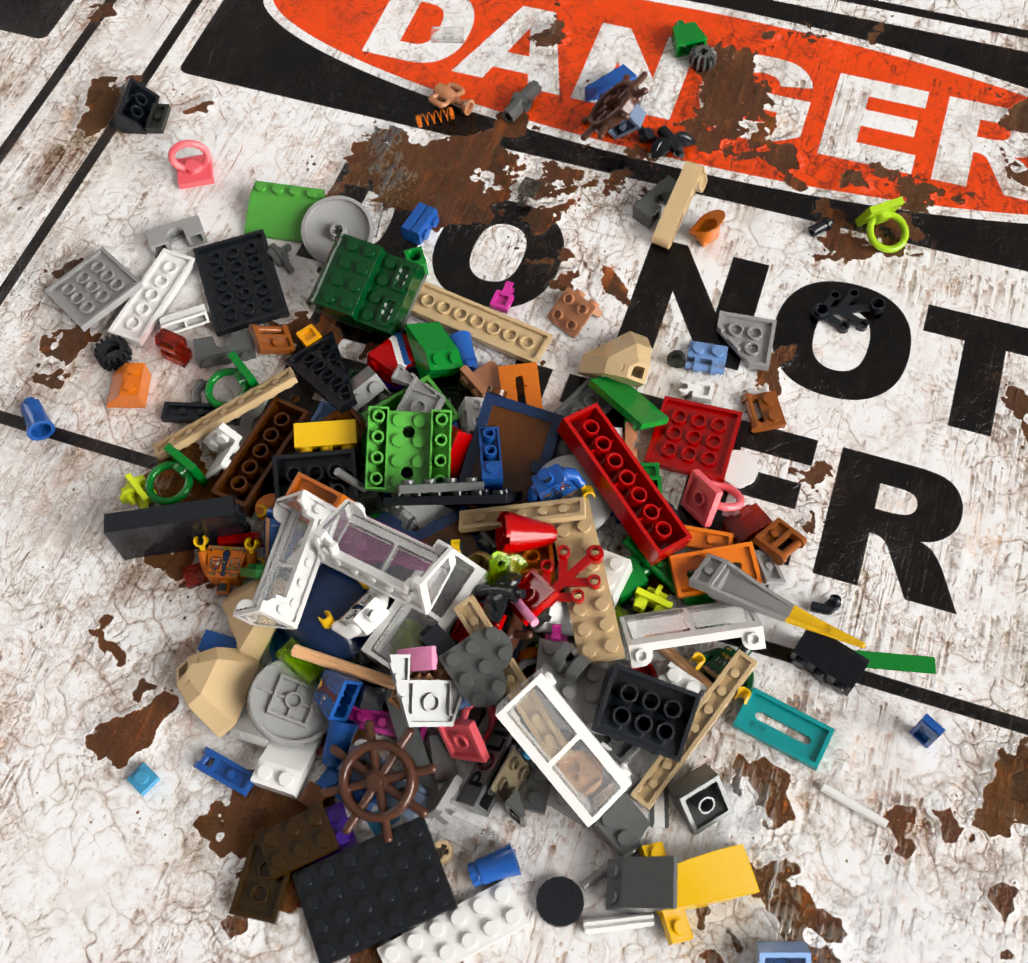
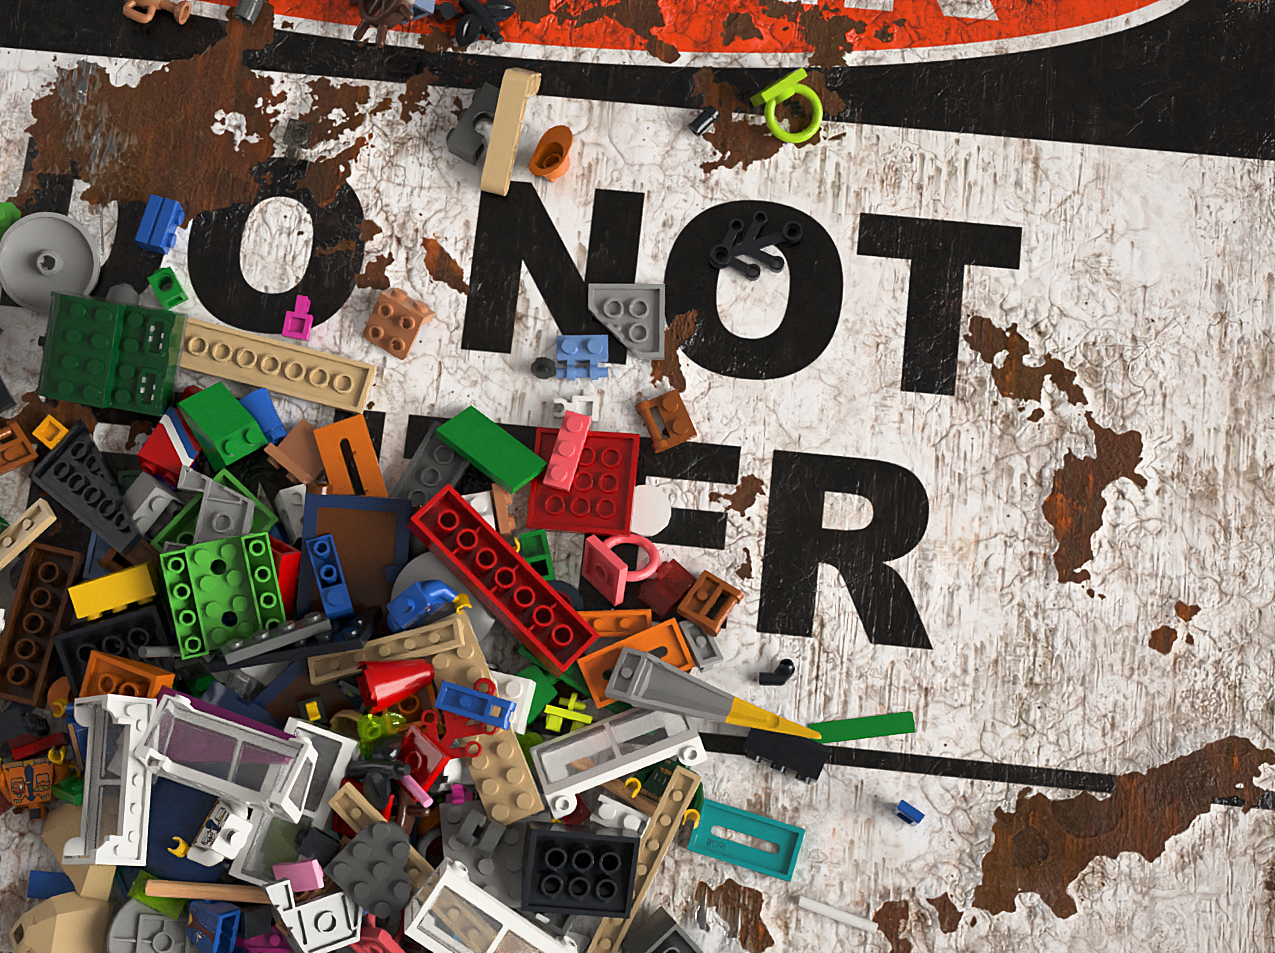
camera: 10 degrees left, 15 degrees up
(419, 121) = (120, 53): orange piece -> none
(586, 560) = (474, 705): none -> blue plate
(620, 359) = (469, 387): tan brick -> none
(685, 413) = (567, 450): none -> coral plate

